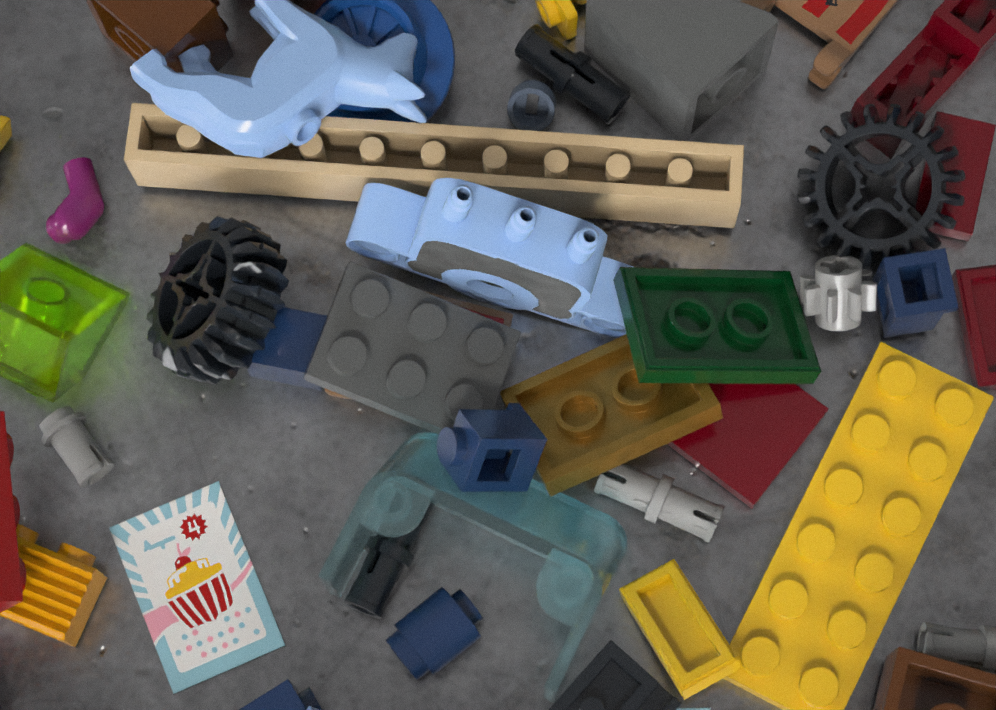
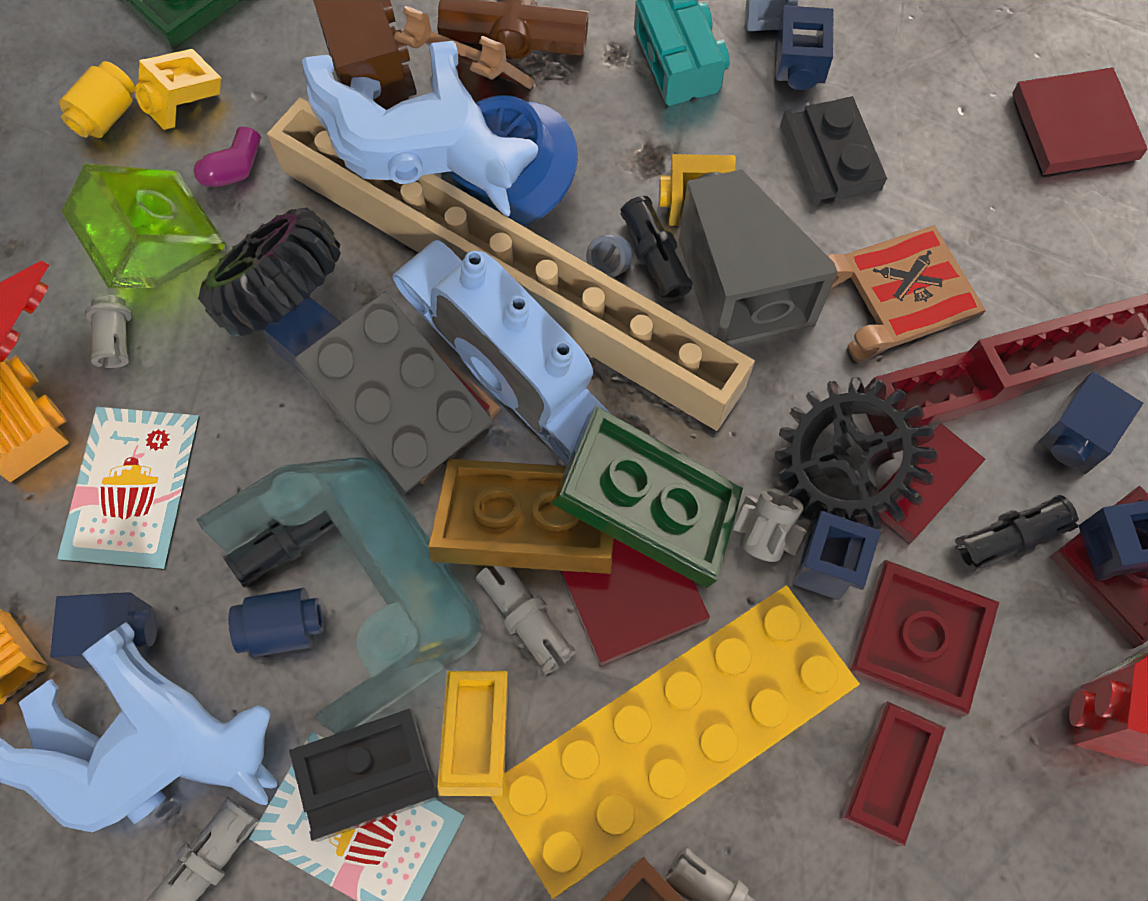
camera: 25 degrees right, 5 degrees down
(479, 447) = (402, 495): dark blue brick -> none

